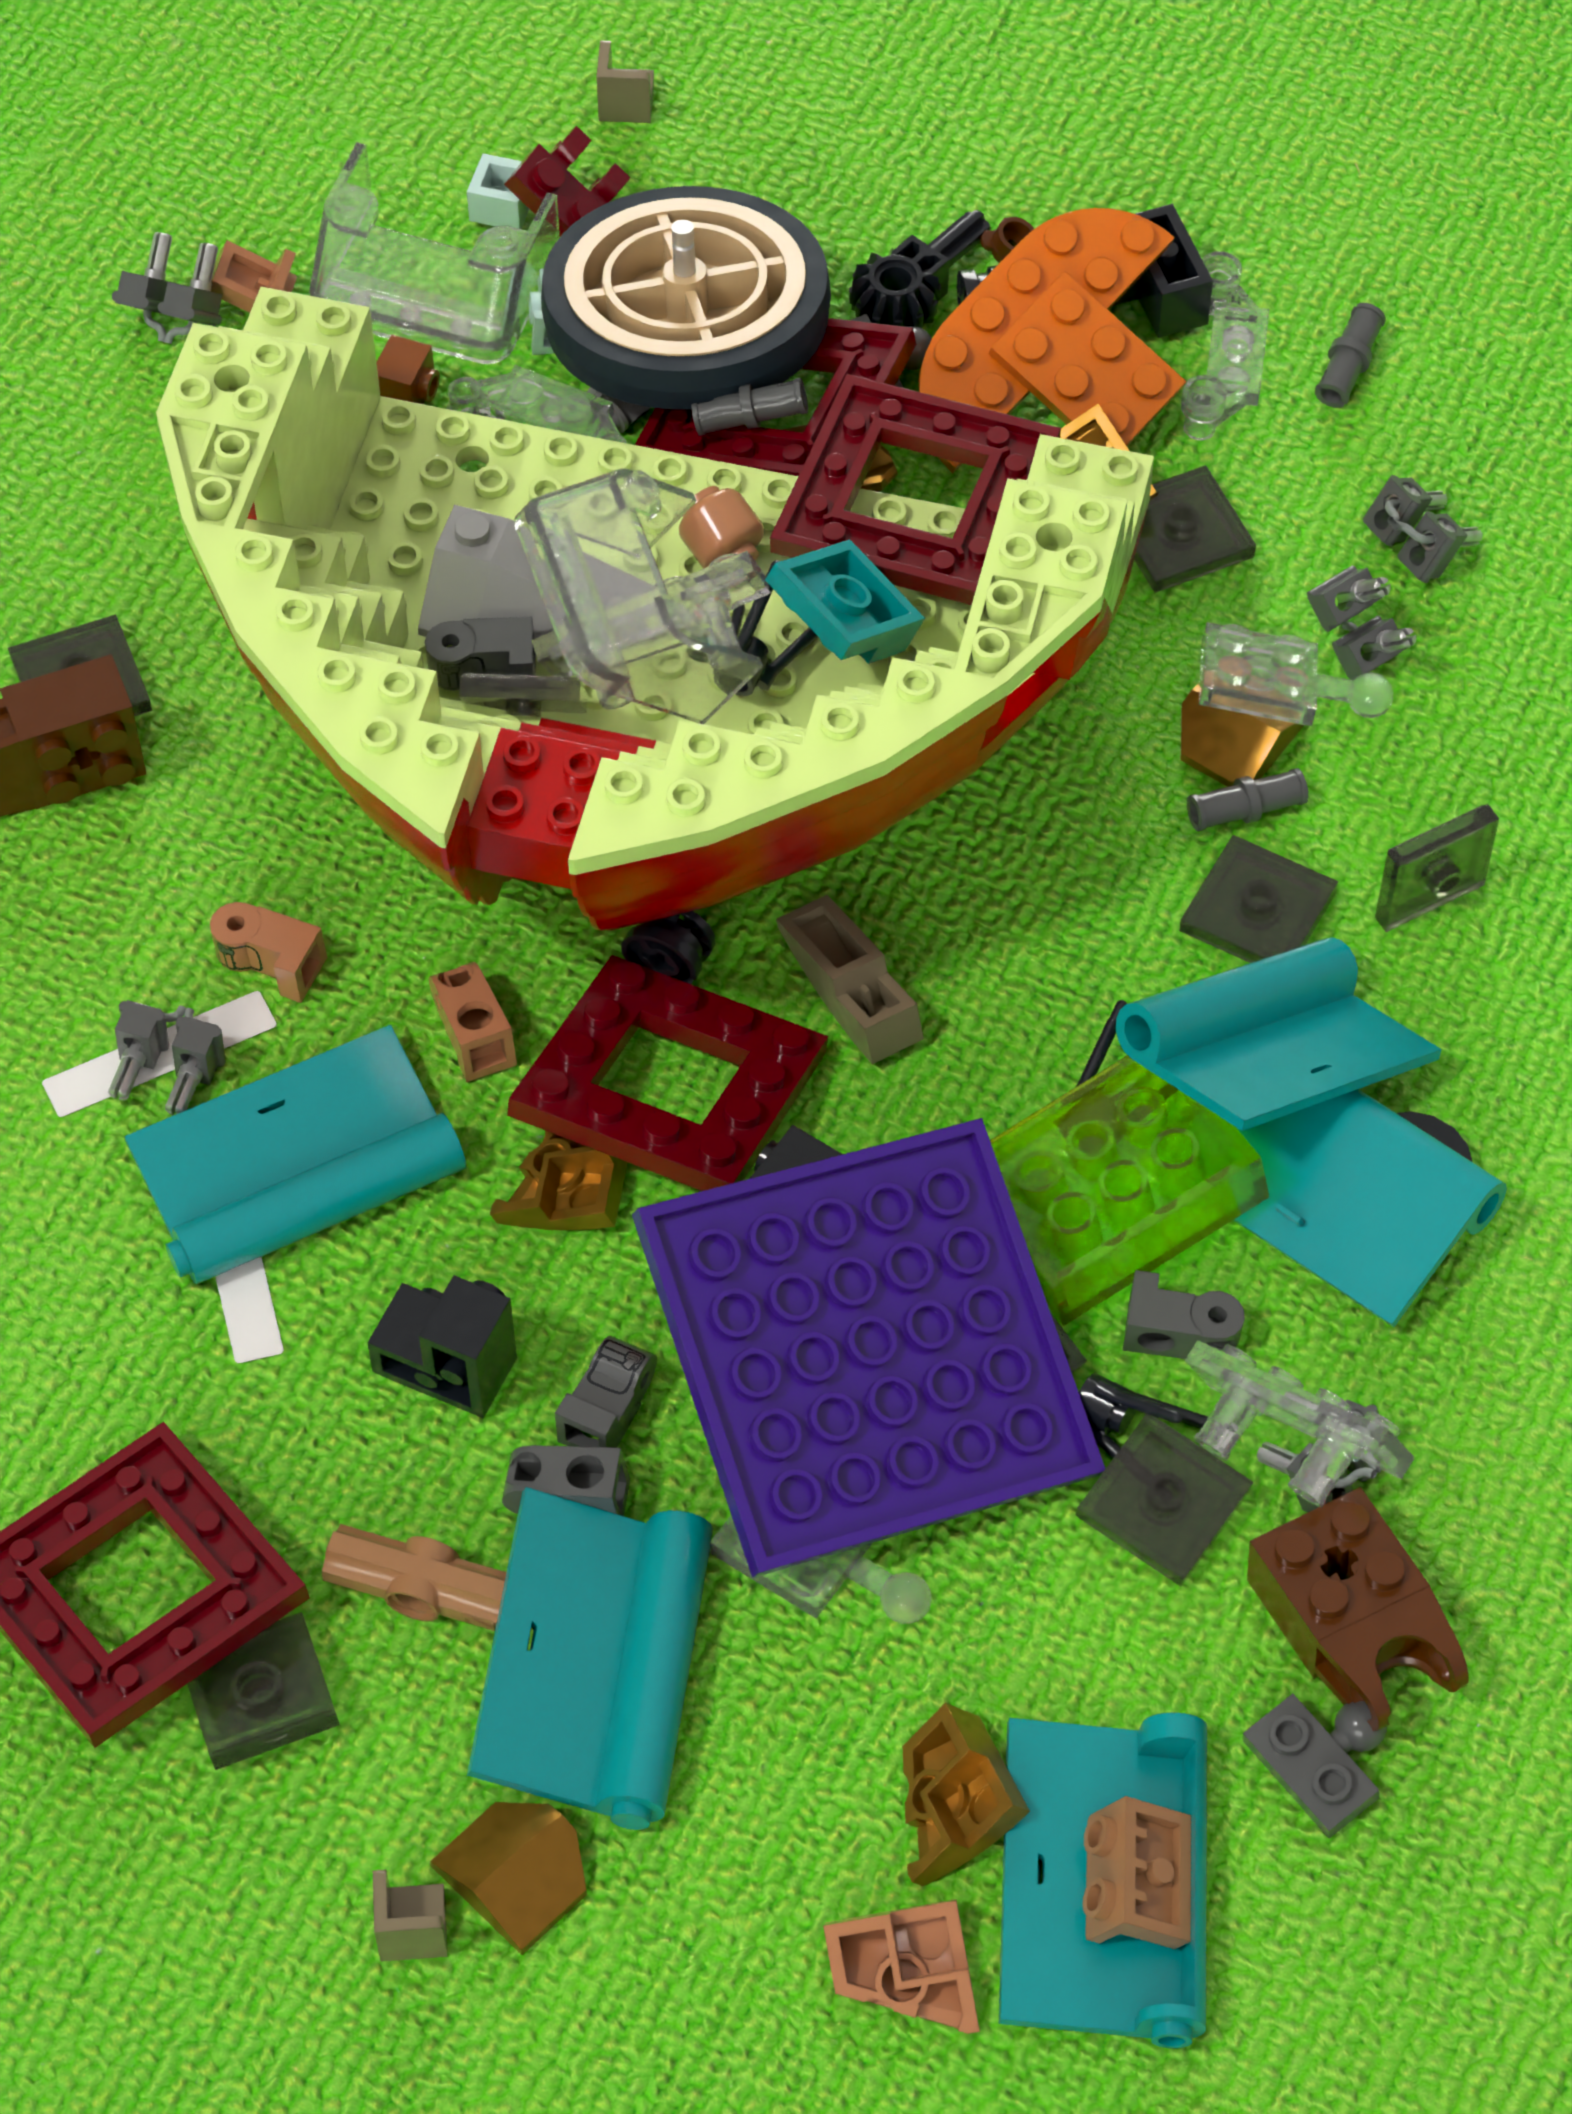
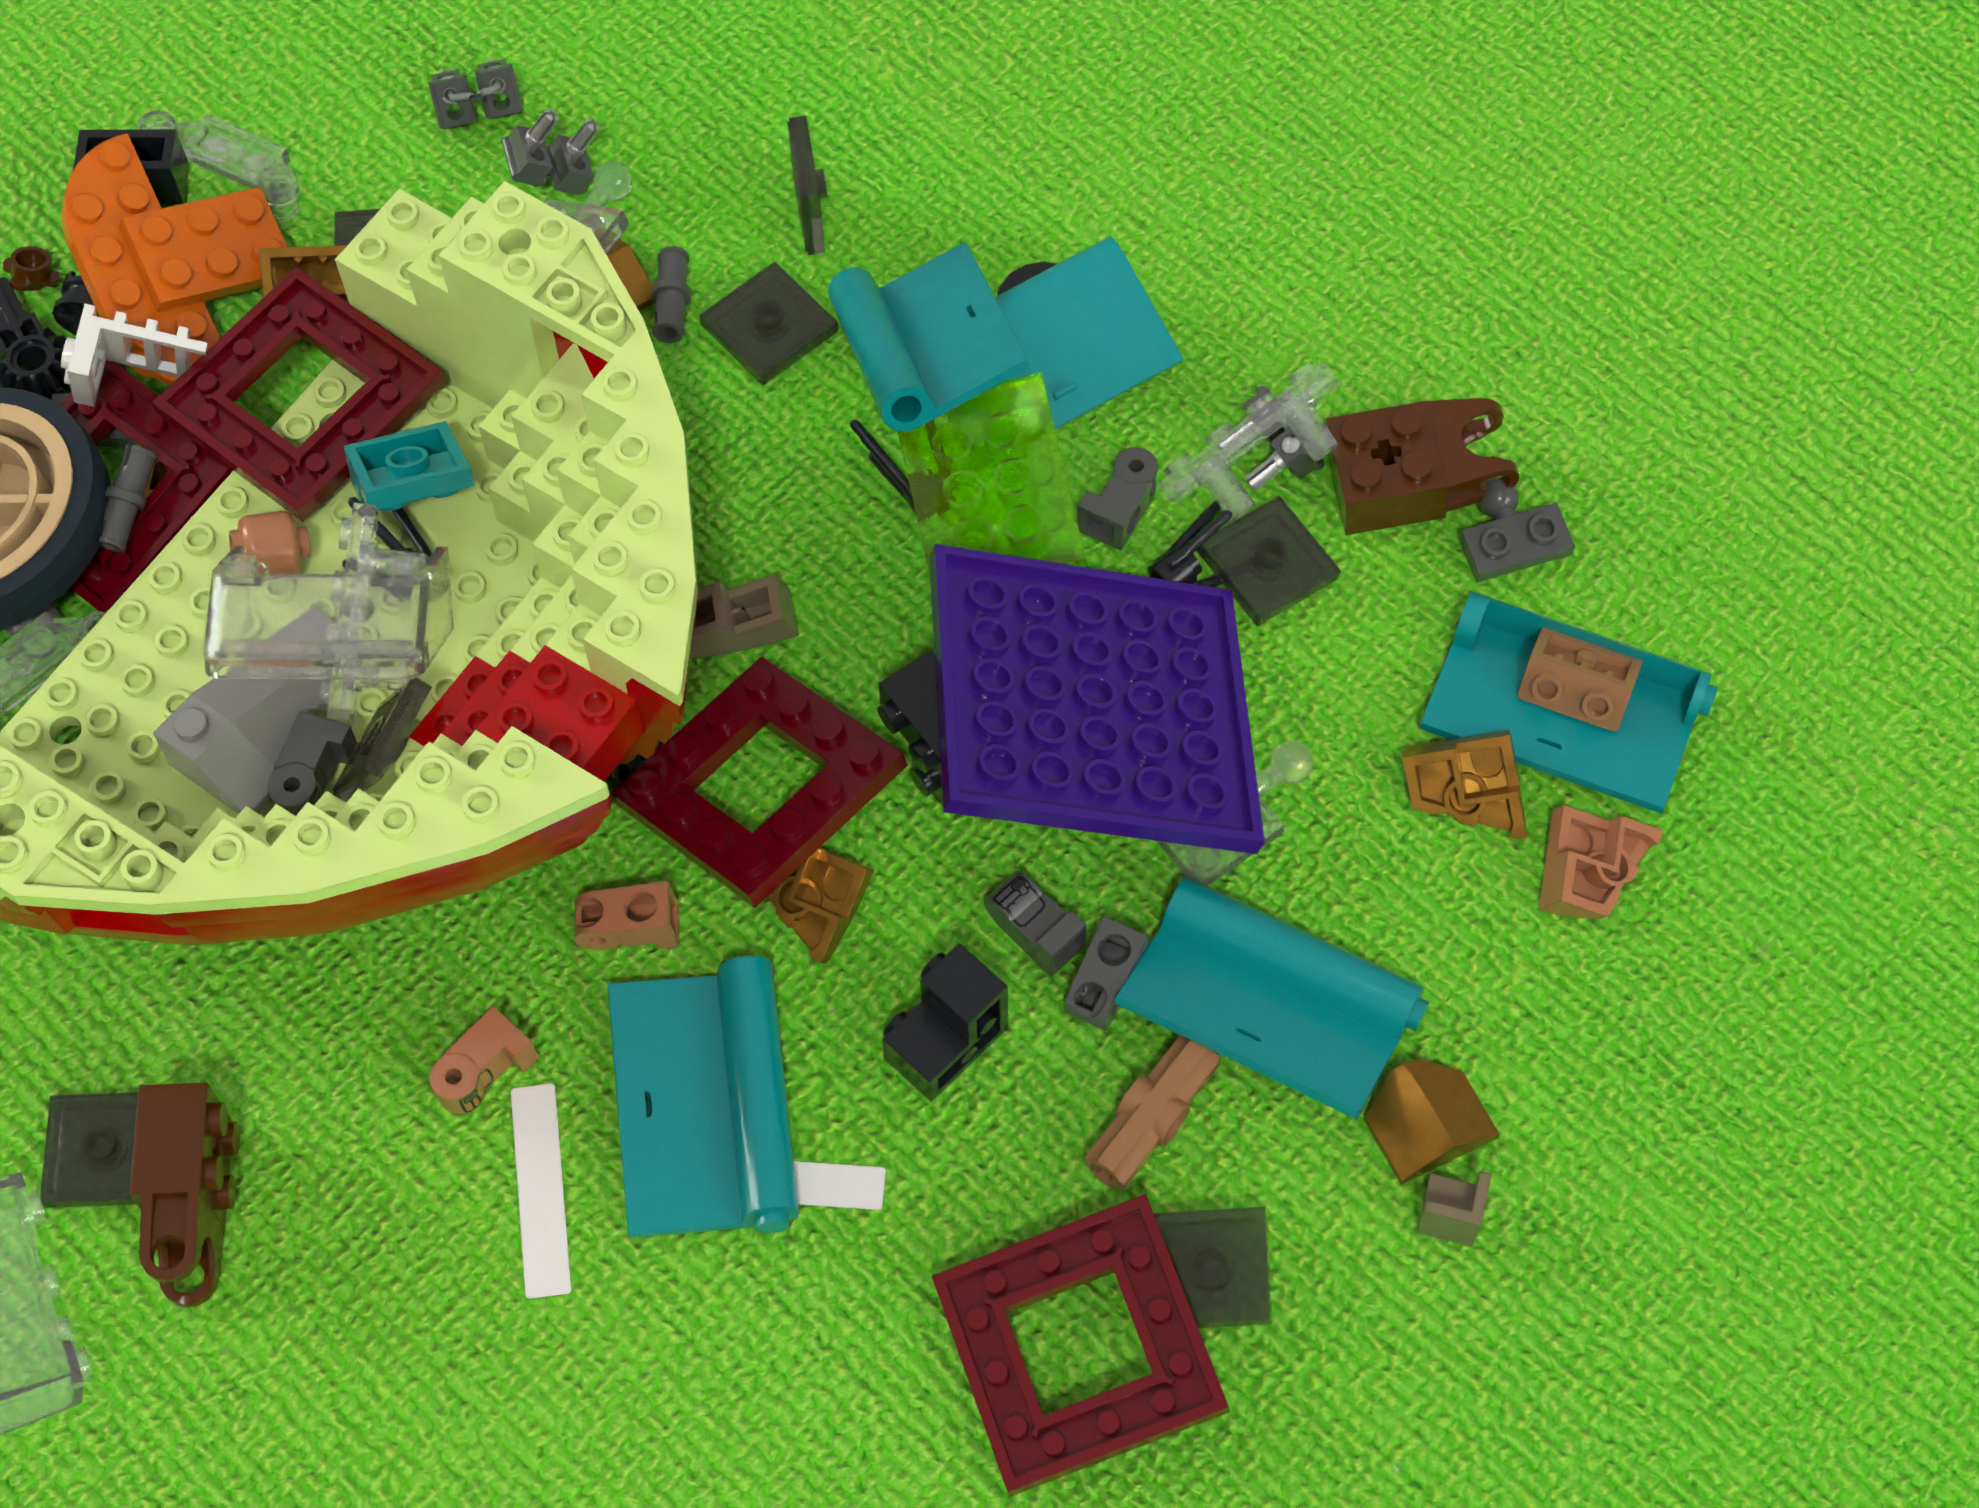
camera: 70 degrees left, 5 degrees up
(142, 1037) = (531, 1191): dark grey piece -> none
(884, 304) = (110, 340): none -> white plate
(1350, 355) = (278, 79): dark grey pin -> none

